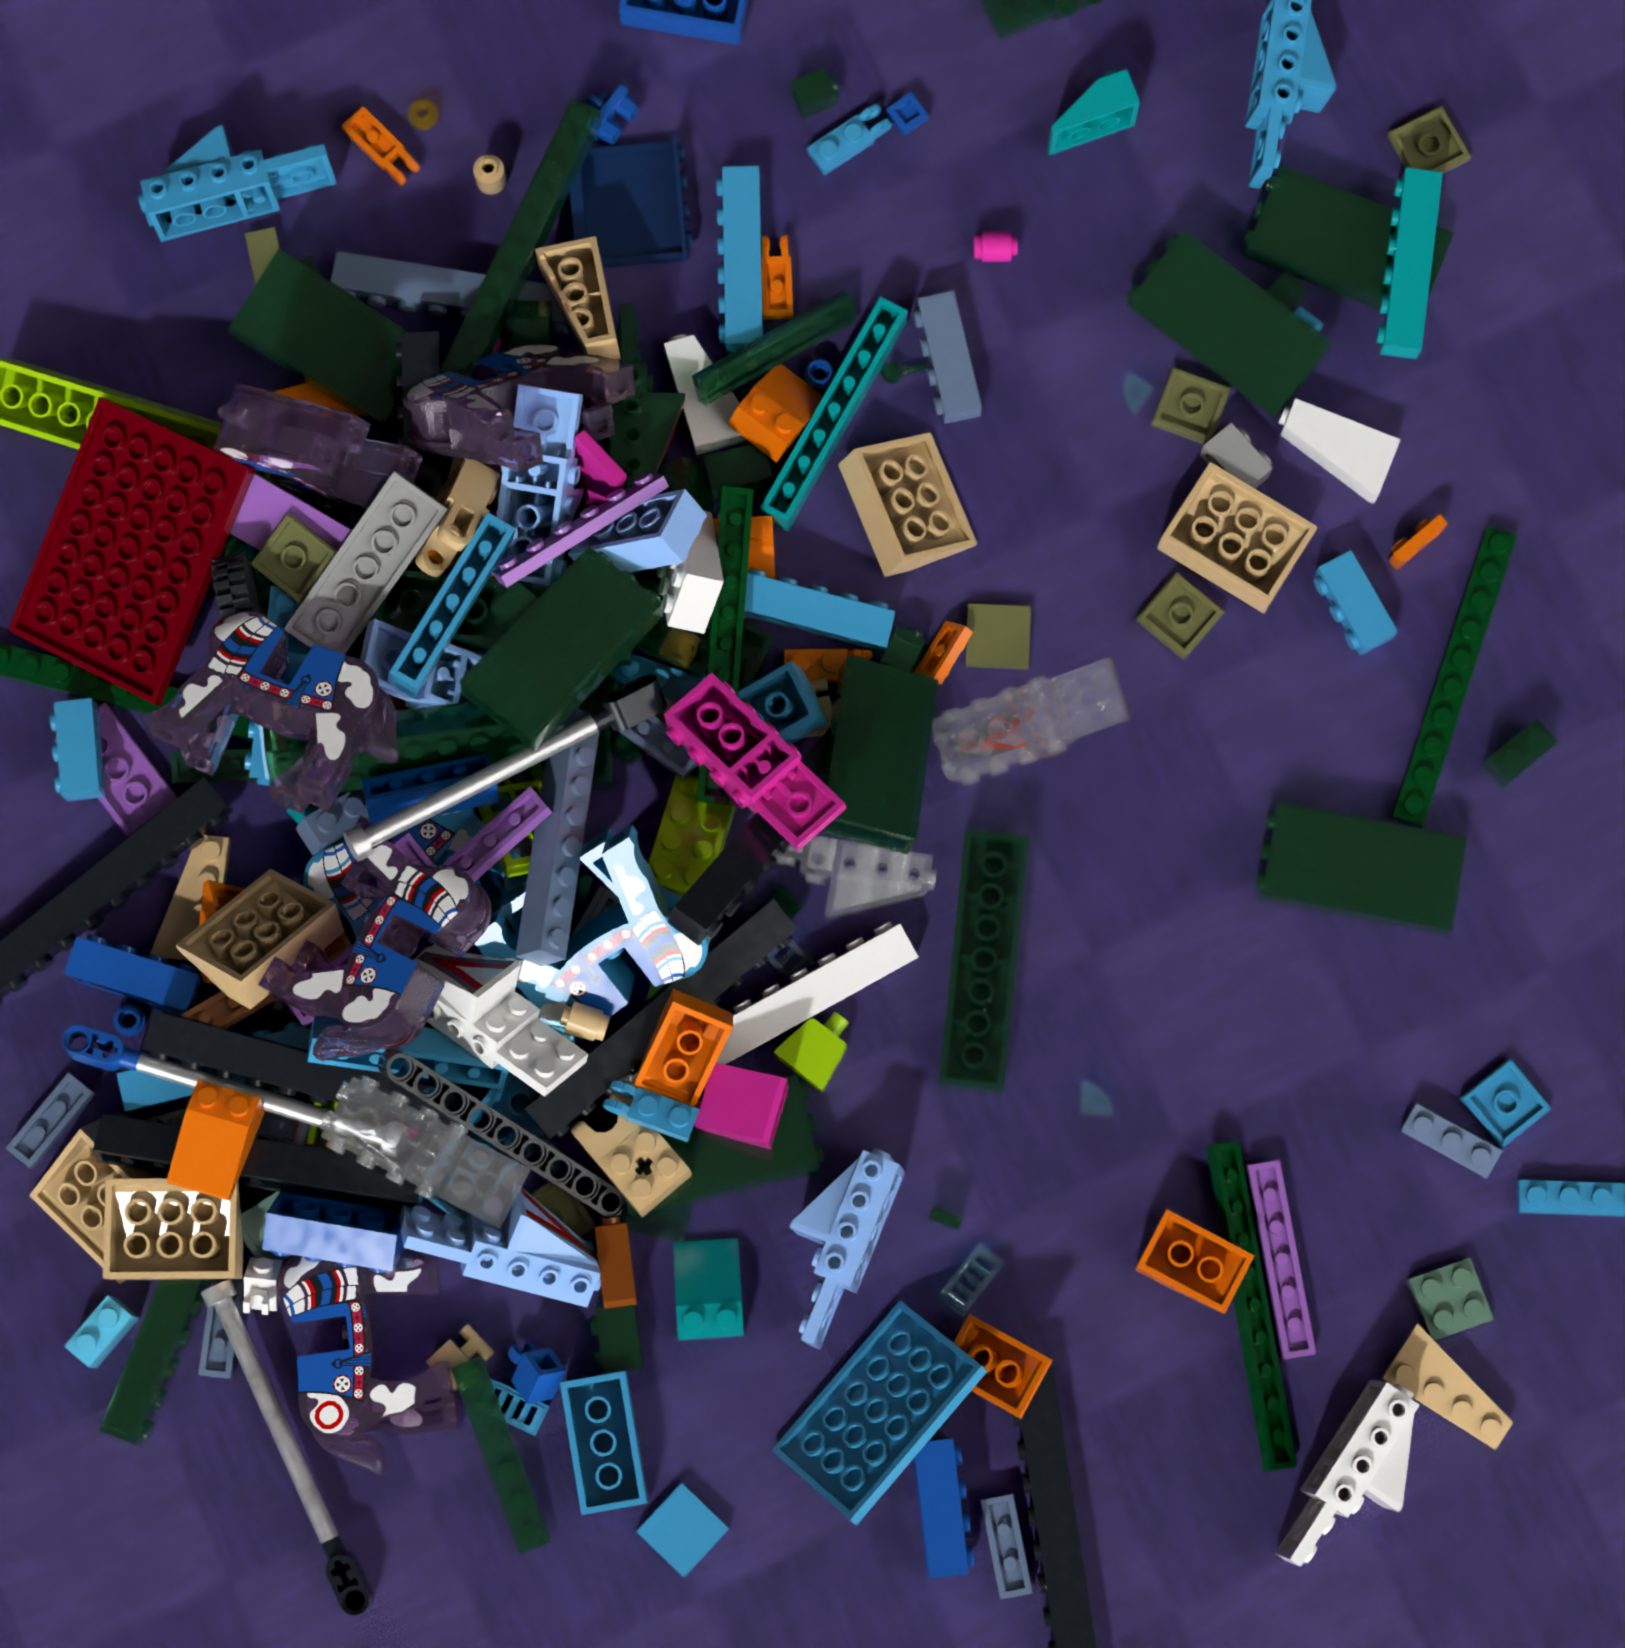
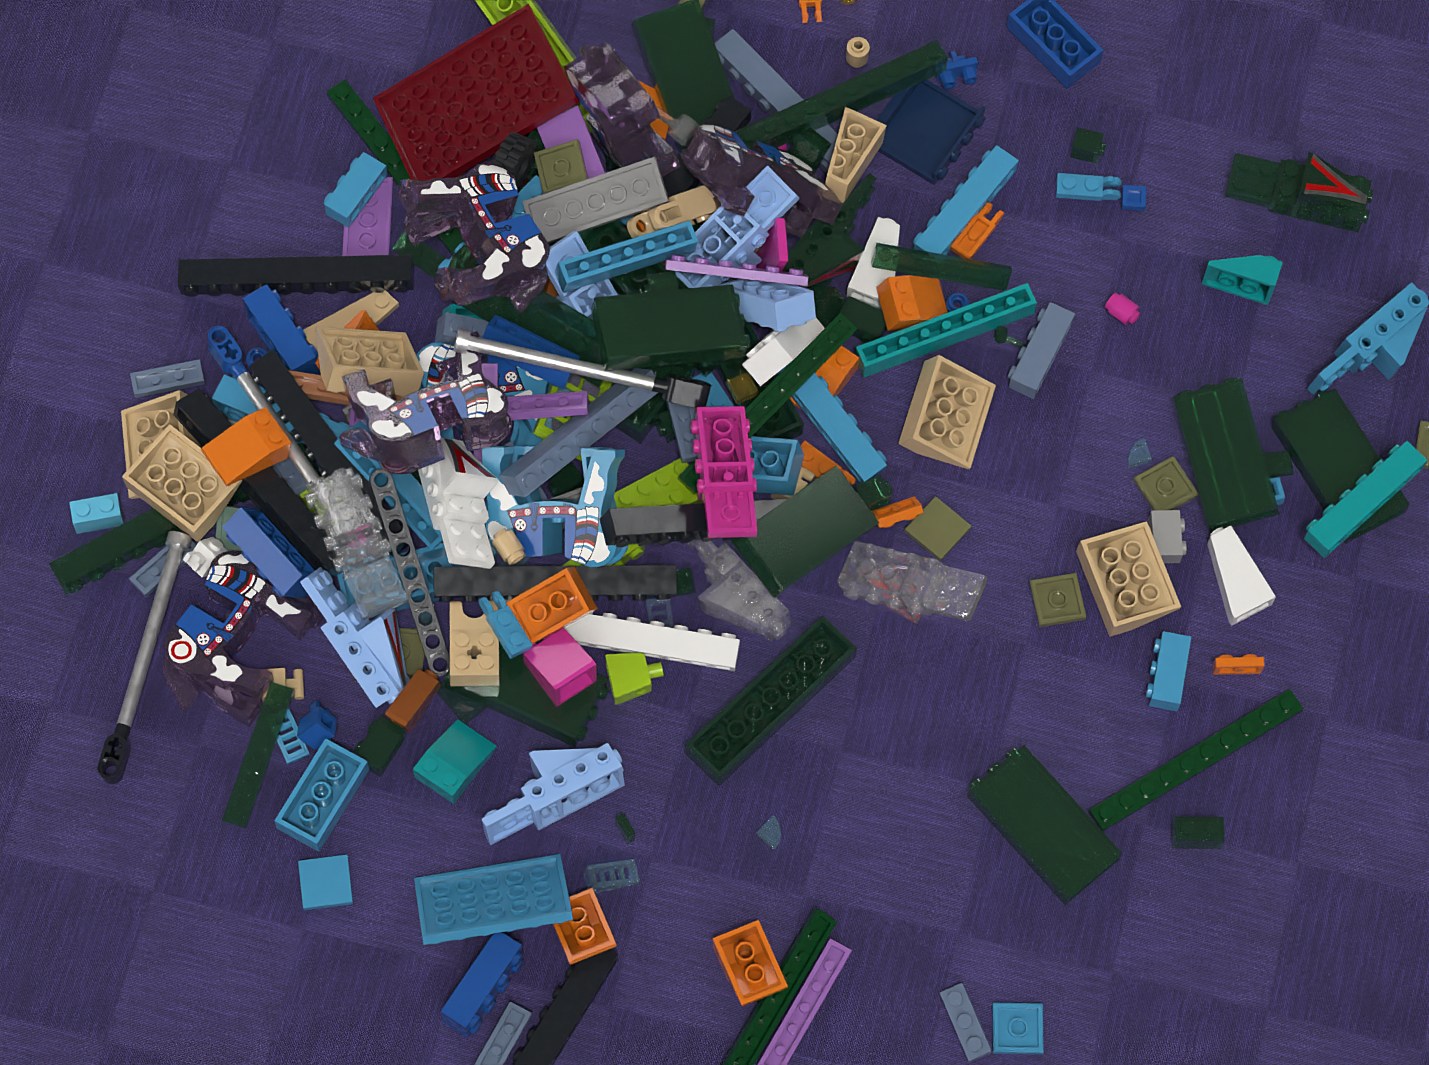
camera: 35 degrees right, 10 degrees down
(379, 407) = (681, 128): none -> clear piece

